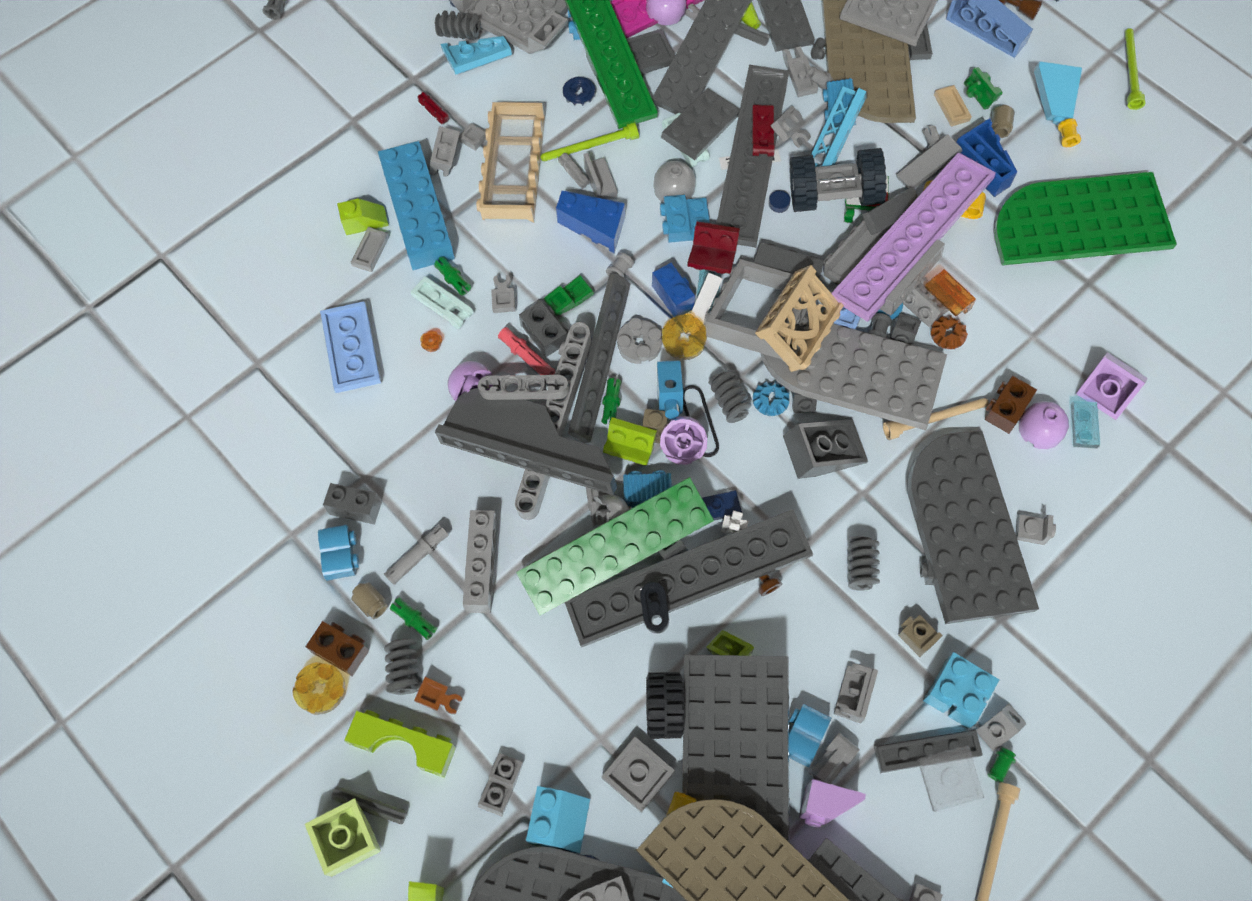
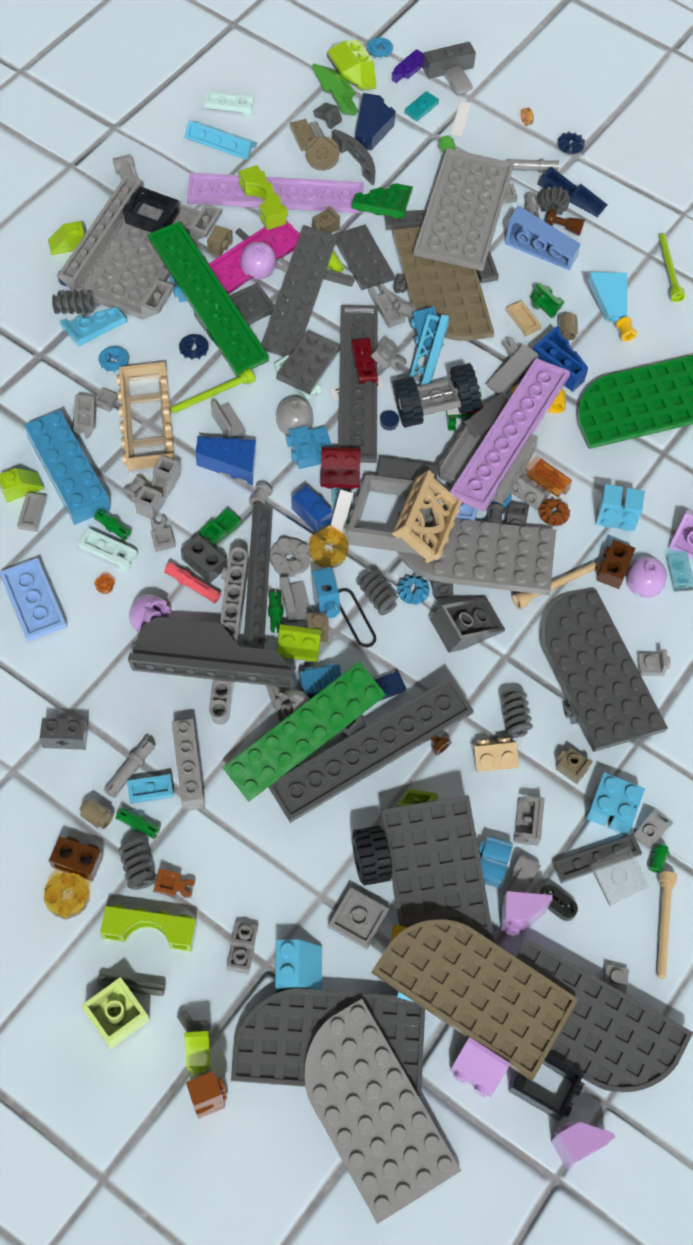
camera: 15 degrees left, 5 degrees down
(337, 552) = (59, 777): dark azure brick -> none
(428, 868) = (193, 1025): none -> dark grey arm
(433, 108) = (64, 379): dark red axle -> none
(434, 582) = (150, 789): none -> medium azure plate
(485, 240) = (133, 490): none -> light grey bush
(494, 87) = (115, 353): none -> dark azure gear
(518, 231) = (152, 498): none -> light grey arch
(524, 383) = (198, 607): light grey beam -> none
(573, 170) = (202, 417): light grey axle -> none
(635, 390) = (294, 600): none -> light grey panel
(654, 608) = (348, 777): black plate -> none
(683, 440) = (345, 634): lavender cylinder -> none
(733, 523) = (401, 697): white plate -> none
(830, 606) = (495, 754): none -> tan bracket
(877, 793) = (562, 899): none -> pearl dark grey beam
(1018, 347) = (613, 515): none -> medium azure piece

